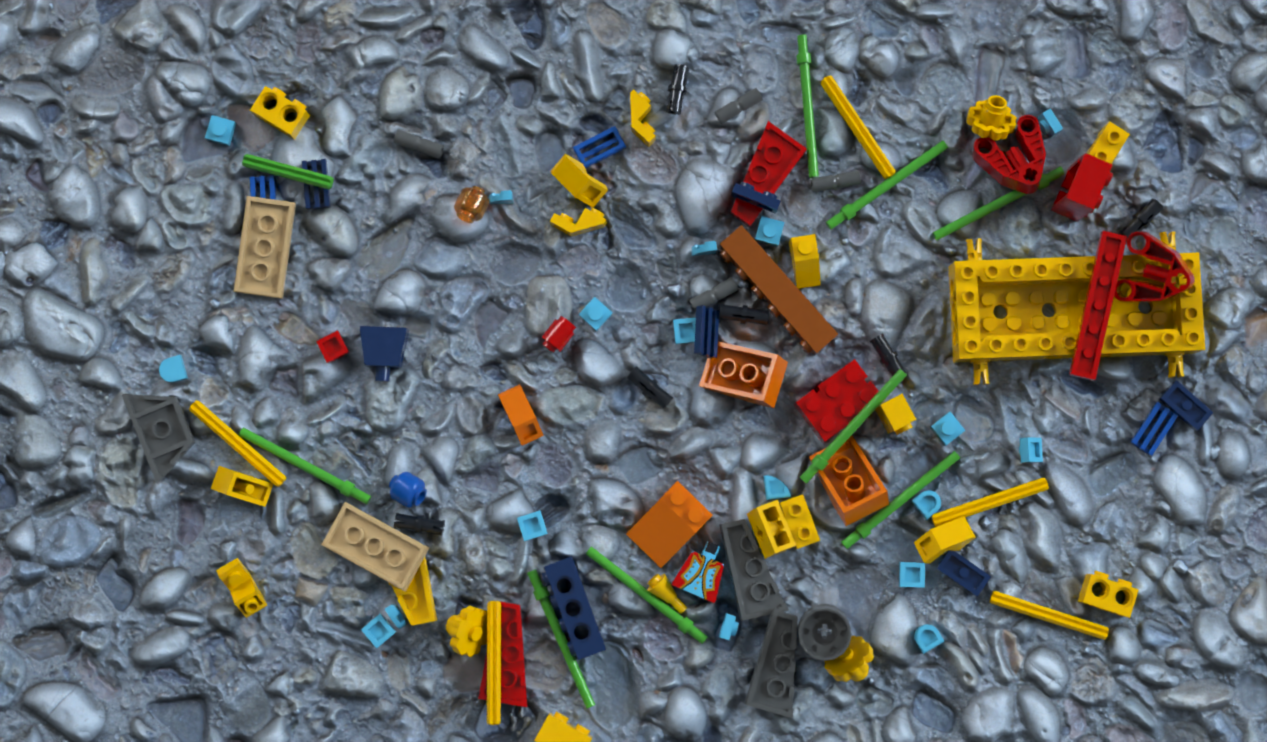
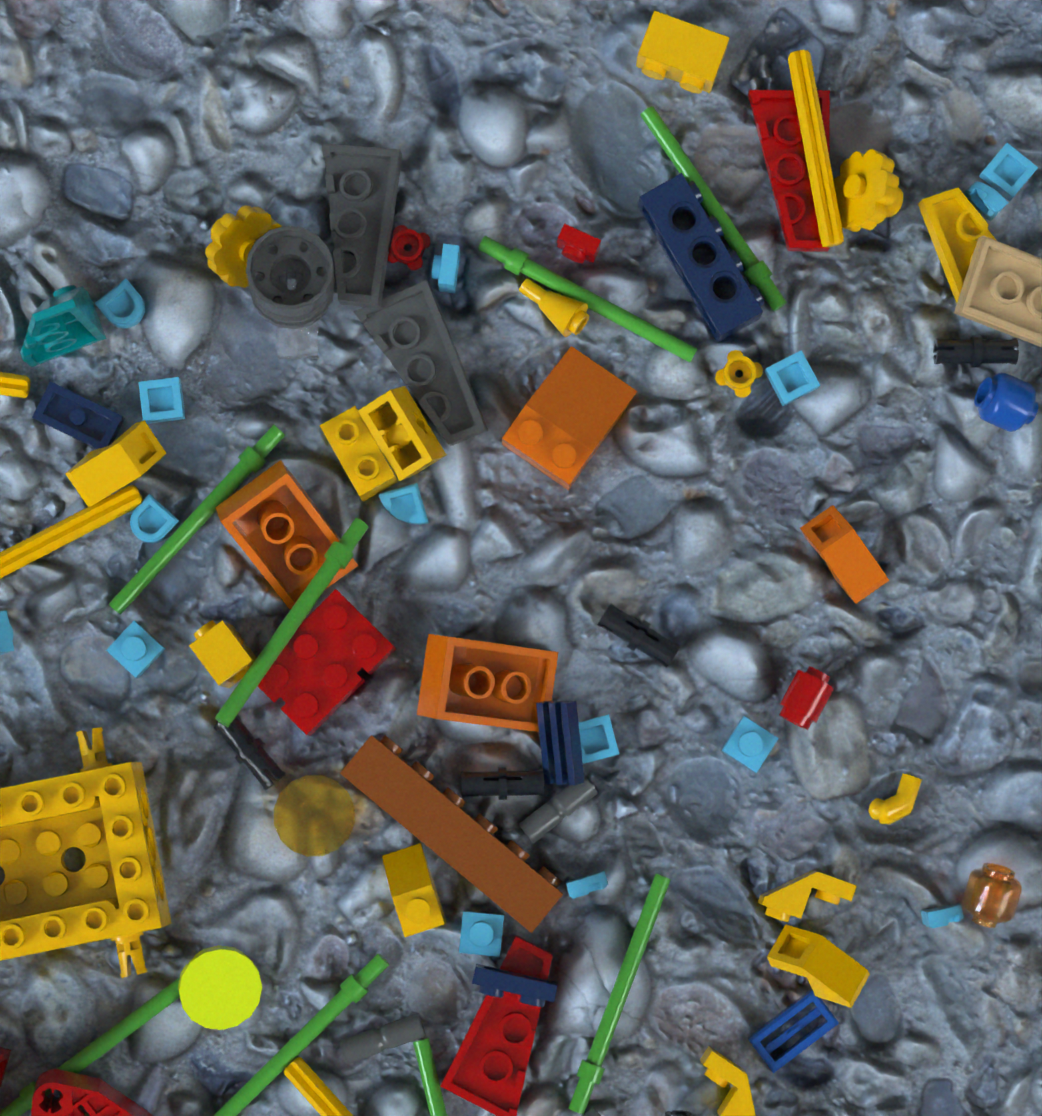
camera: 175 degrees right, 0 degrees up
(514, 264) = (899, 805): none -> yellow arm
(563, 527) = (750, 370): none -> yellow plate
(647, 627) = (578, 244): none -> red plate
(701, 573) = (505, 344): torso -> none
(718, 144) = (591, 1069): none -> bright green bar
(743, 645) = (405, 236): none -> red plate
(856, 314) = (314, 815): none -> clear yellow tile
(925, 224) = (220, 987): none -> neon yellow tile
(964, 630) = (61, 326): none -> teal wedge

